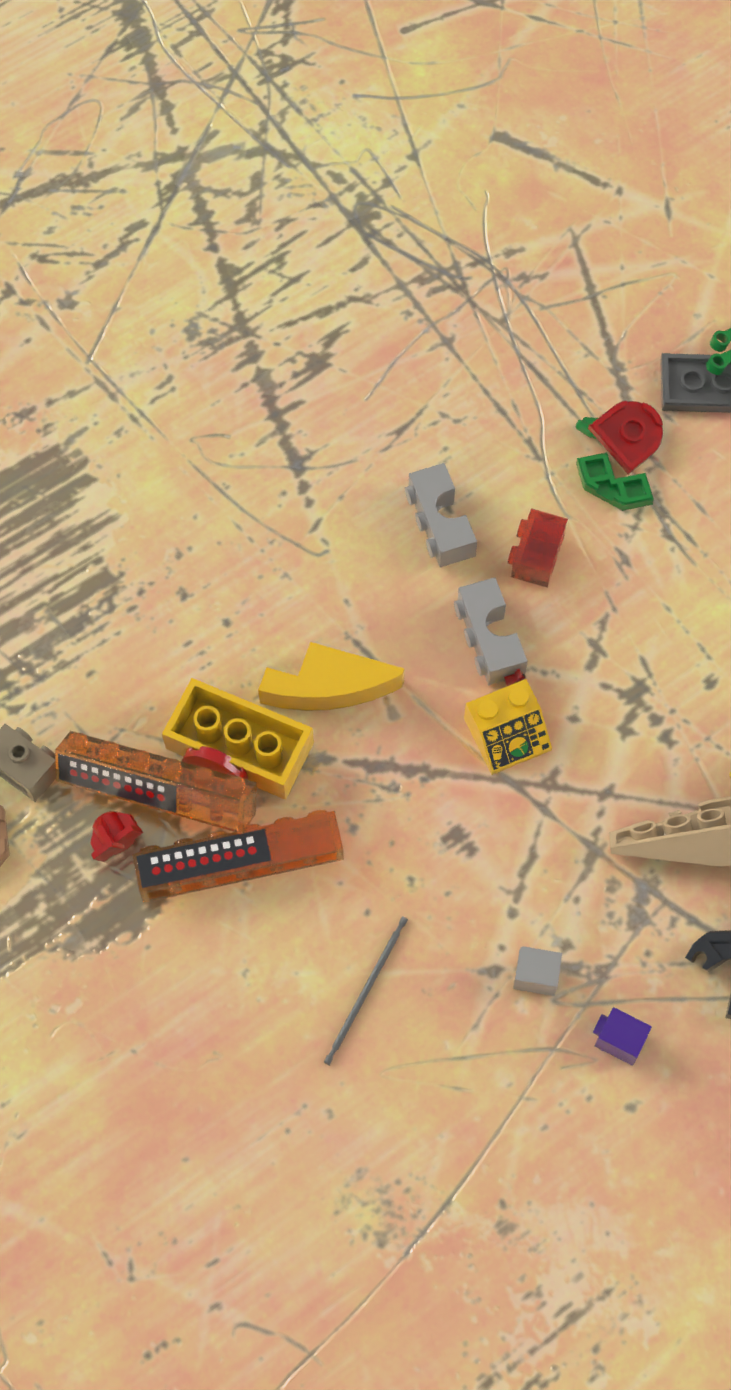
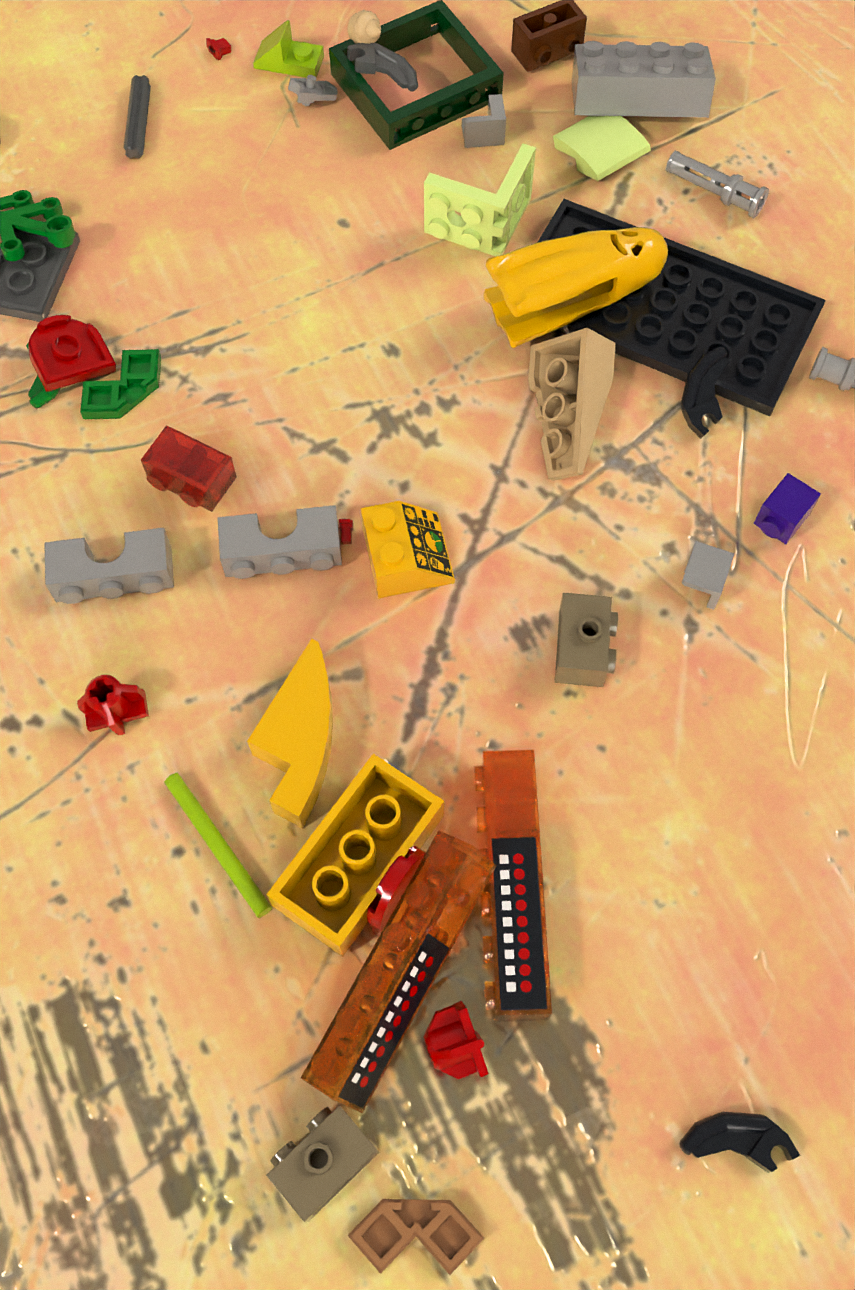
camera: 80 degrees left, 0 degrees up
(78, 1051) = (742, 1133): none -> black piece
(239, 641) = (218, 845): none -> lime bar
(327, 547) = (112, 704): none -> red piece
(365, 991) = (700, 766): dark grey piece -> none
(454, 879) = (584, 640): none -> dark tan brick

